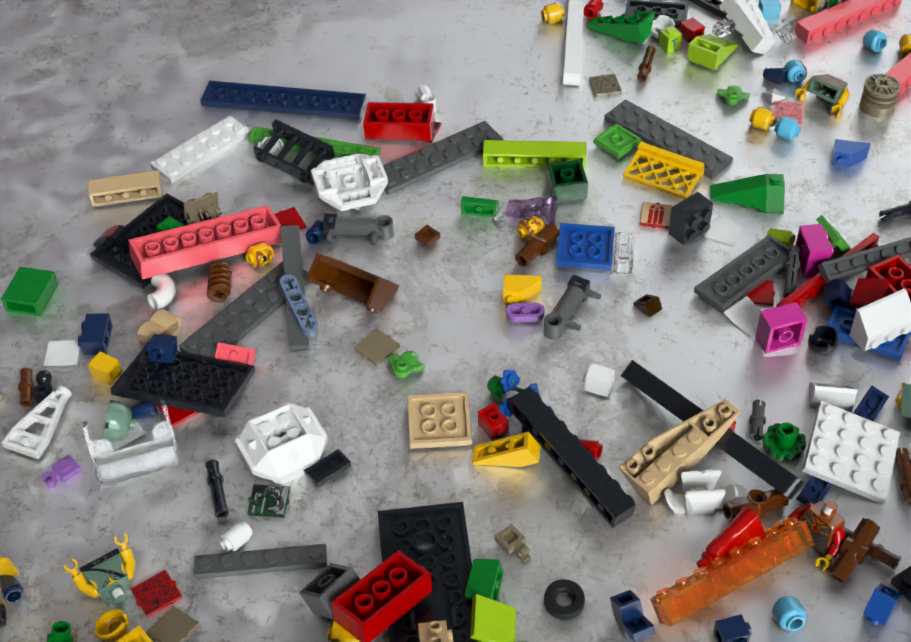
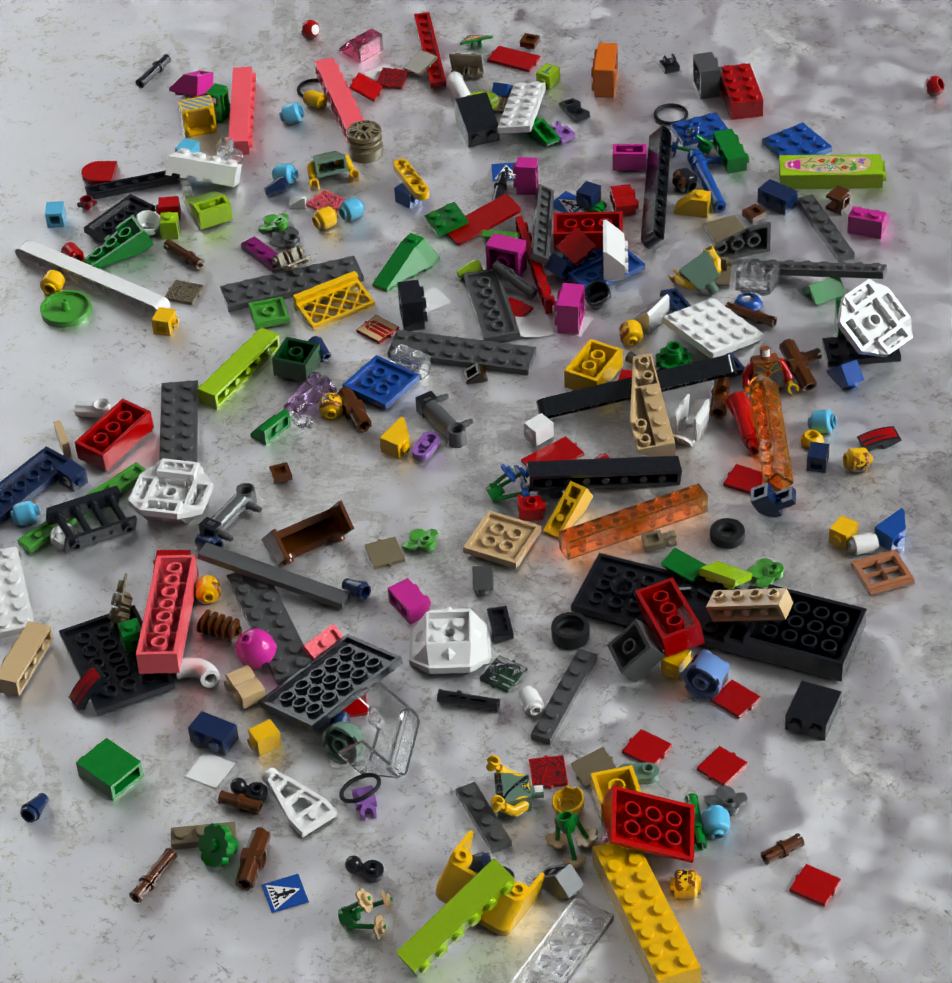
camera: 60 degrees left, 5 degrees down
(60, 582) = (483, 817): none -> dark grey plate
(71, 449) = (359, 777): none -> black tyre
(162, 348) = (284, 681): dark blue brick -> none
(200, 312) = (255, 648): none -> dark pink cylinder
(286, 115) = (25, 513): none -> medium azure head
(300, 304) = (275, 573): sand blue beam -> none
(315, 348) = (358, 589): none -> dark blue cone
(318, 389) = (408, 600): none -> dark pink brick
(343, 122) = (72, 475): none -> dark blue brick
(346, 540) = (568, 619): none -> black tyre
(378, 427) = (483, 579): none -> dark grey slope
(385, 94) = (62, 438): none -> tan tile
(526, 511) = (633, 521): none -> clear orange brick
(532, 34) = (65, 308): none -> bright green piece
(556, 88) = (164, 321): none -> yellow brick
(581, 409) = (559, 450): none -> red piece
(598, 187) = (325, 354): none -> dark blue cone
(655, 577) = (743, 479): none -> red piece
(671, 285) = (467, 352): none -> dark grey plate
(681, 122) = (291, 258): none -> dark tan hinge
(689, 106) = (260, 252): none -> magenta plate
(715, 380) = (593, 365): none -> yellow brick
(718, 109) = (289, 238): none -> dark grey plate
(756, 622) = (810, 436): none -> yellow plate
(792, 389) = (631, 332): none -> yellow head
(833, 191) = (446, 219): none -> green plate
(852, 142) = (419, 191): none -> yellow beam
(856, 215) = (485, 218): none -> red piece

